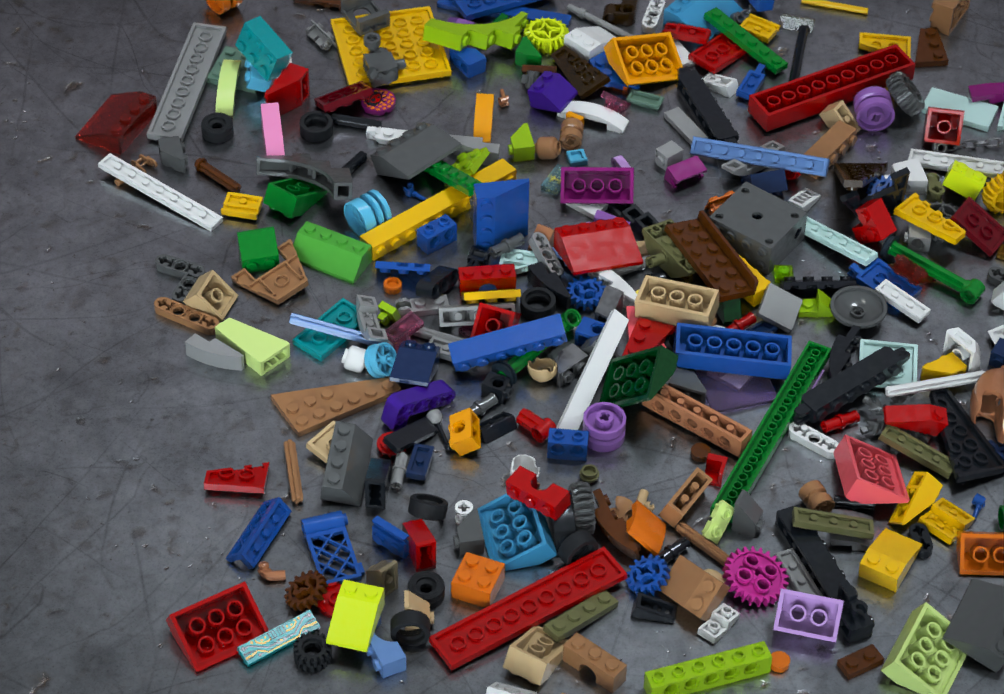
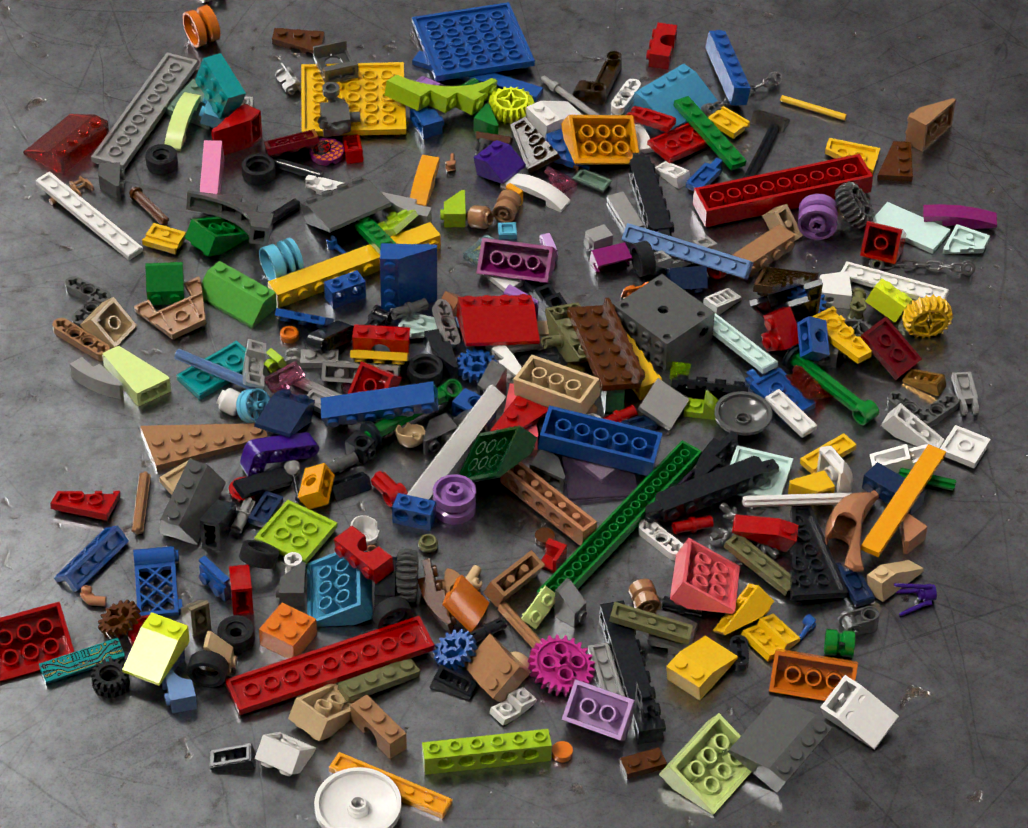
camera: 10 degrees right, 0 degrees up
(404, 96) = (353, 149): none -> red slope
(457, 478) = (297, 530): none -> lime plate
(719, 169) = (643, 258): none -> black tyre
(907, 226) = (813, 338): none -> blue brick
(936, 342) = (842, 445): none -> yellow plate

